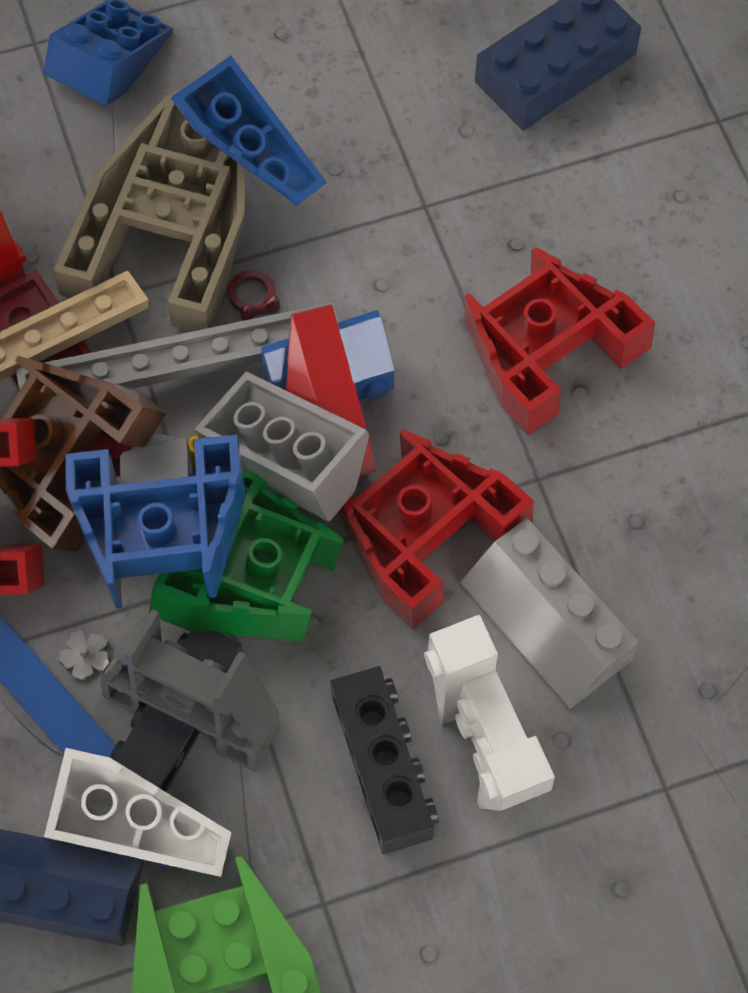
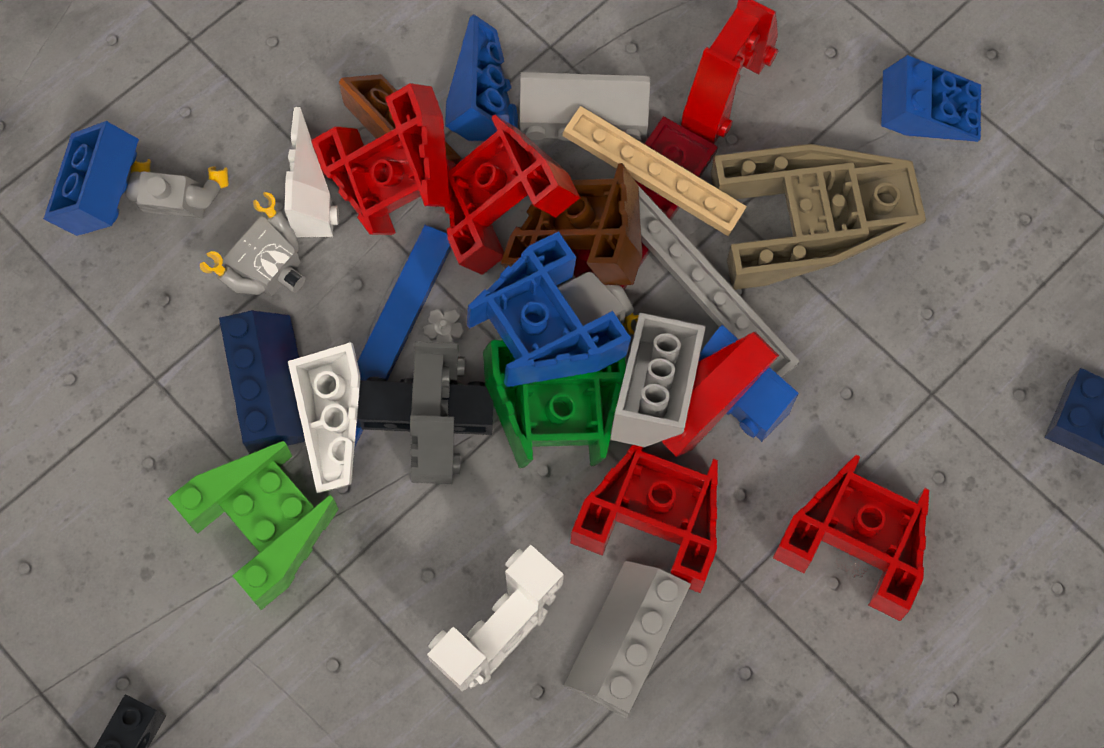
camera: 65 degrees right, 5 degrees up
(240, 123) = (900, 221): blue wedge -> none
(247, 311) = (784, 319): dark red piece -> none
(393, 825) = (490, 523): black brick -> none

